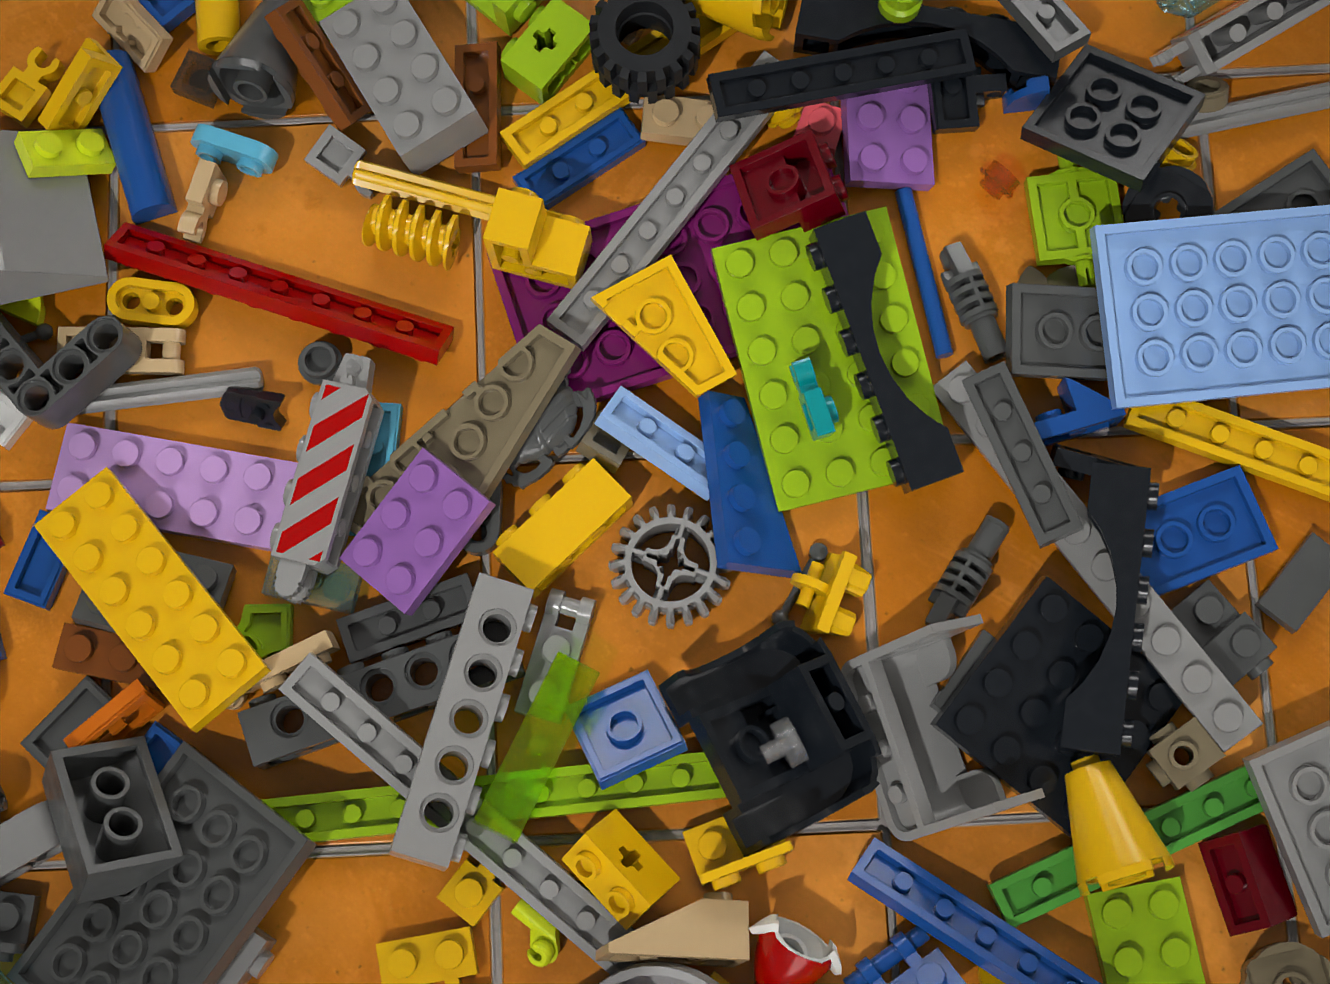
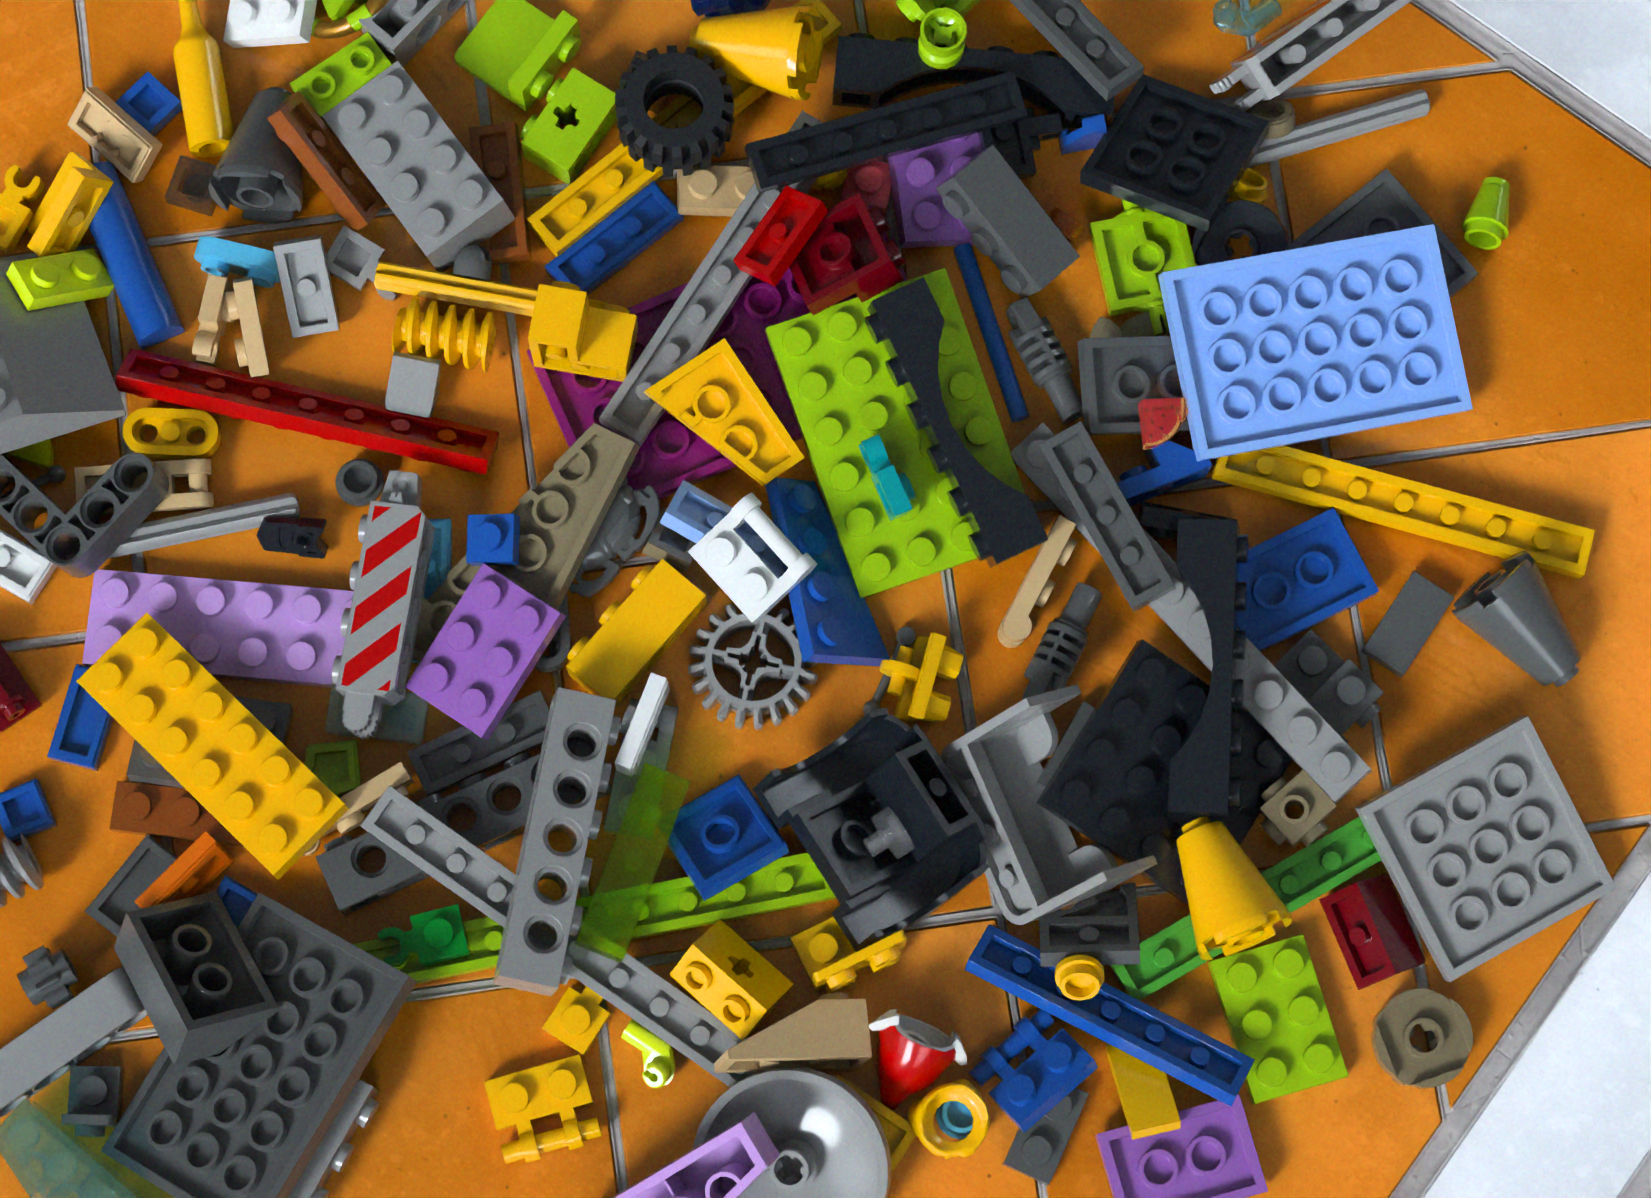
camera: 15 degrees left, 0 degrees up
(233, 229) = (243, 306): none -> tan plate
(289, 177) = (306, 286): none -> light grey plate
(341, 800) = (435, 937): none -> green plate
(379, 276) = (413, 384): none -> light grey slope
(434, 426) = (493, 539): none -> blue plate
(445, 167) = (473, 262): none -> dark grey hinge
(556, 614) = (640, 723): none -> white plate
(667, 476) = (740, 569): none -> white plate
(733, 163) = (780, 235): none -> red plate
(947, 513) = (1036, 585): none -> tan plate
(948, 169) = (1007, 222): none -> dark grey brick
(959, 901) = (1079, 977): none -> yellow plate
(975, 856) = (1093, 929): none -> dark grey wing
(1080, 366) = (1160, 420): none -> tile

